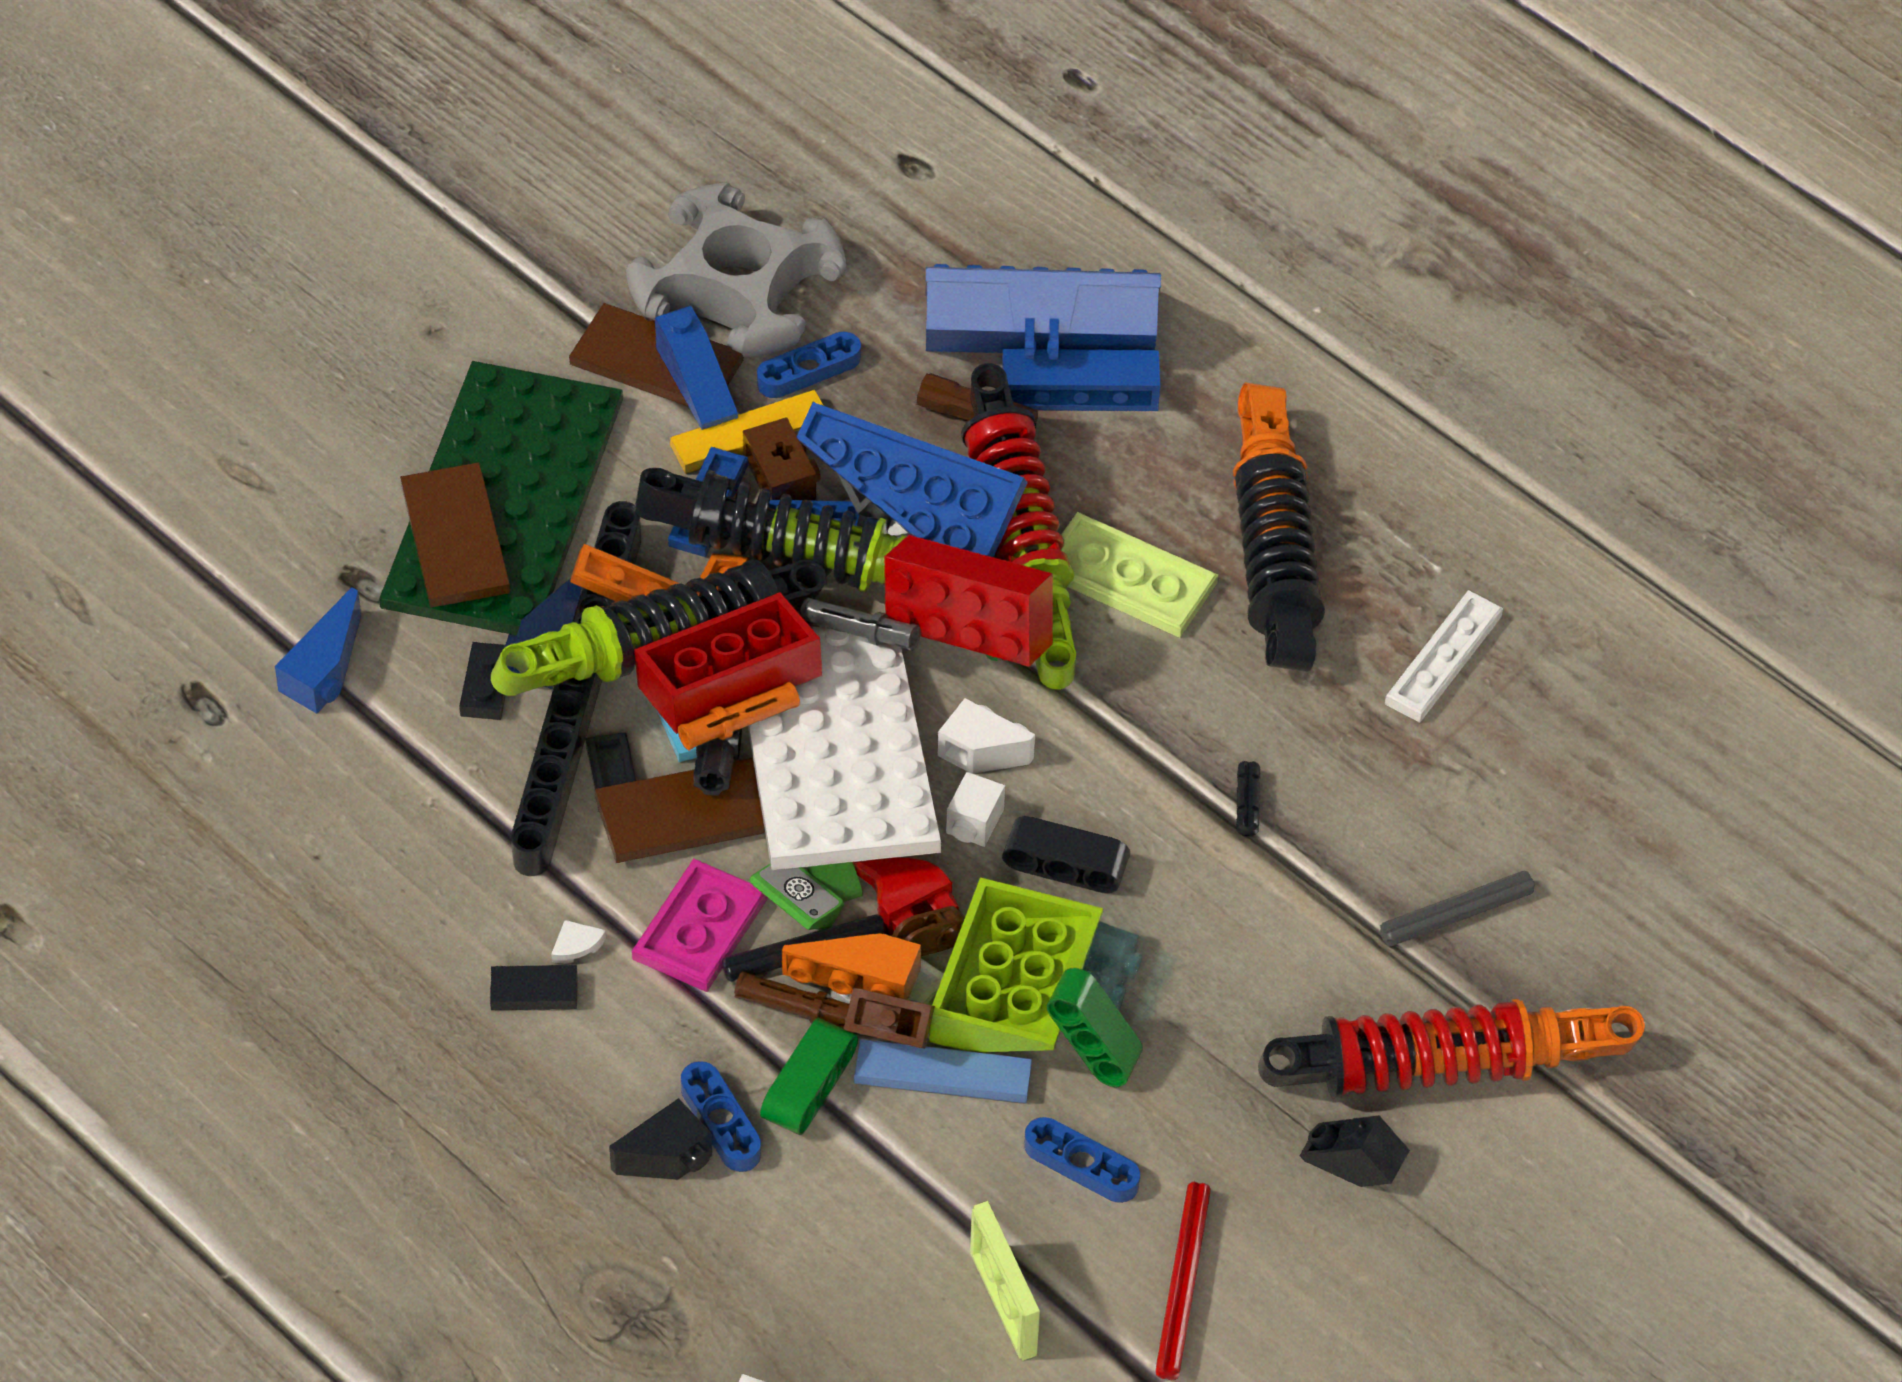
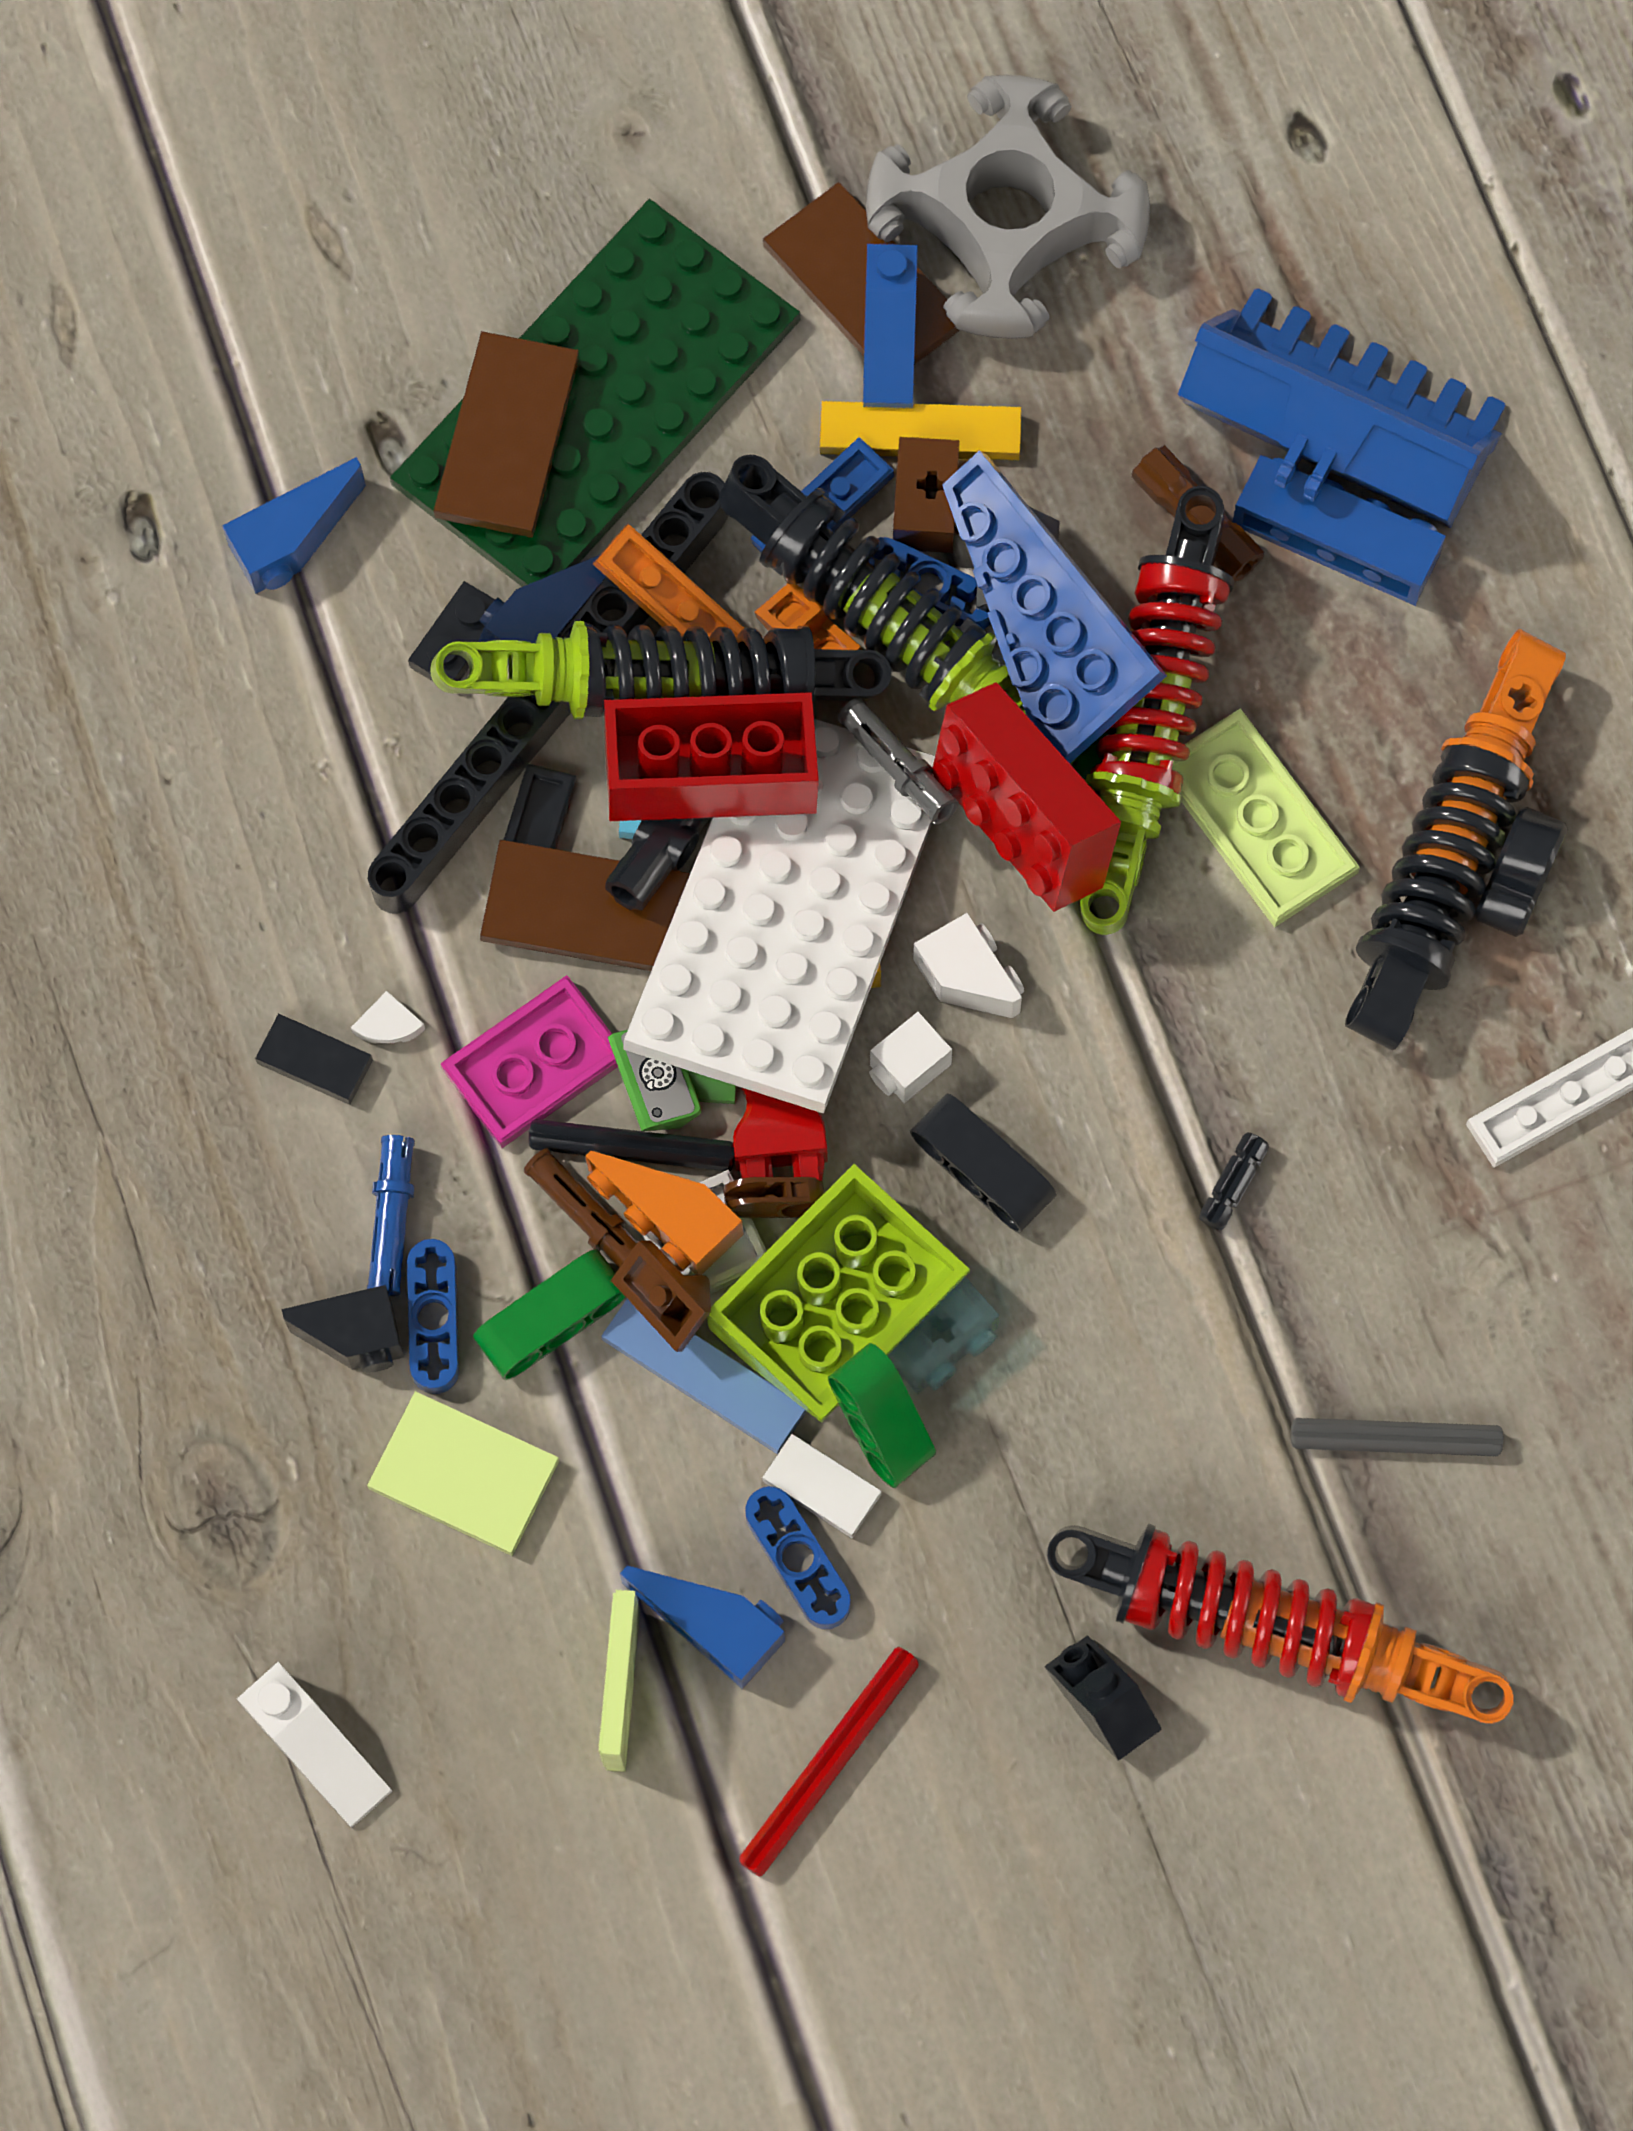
camera: 30 degrees right, 20 degrees up
(645, 1048) = (392, 1194): none -> blue pin
(776, 701) = (624, 833): orange pin -> none
(799, 378) = (1071, 380): blue beam -> none
(802, 1209) = (463, 1473): none -> yellowish green tile
(1048, 1222) = (714, 1621): none -> blue slope
(1073, 1105) = (822, 1486): none -> white tile
(1332, 530) = (1521, 871): none -> black animal

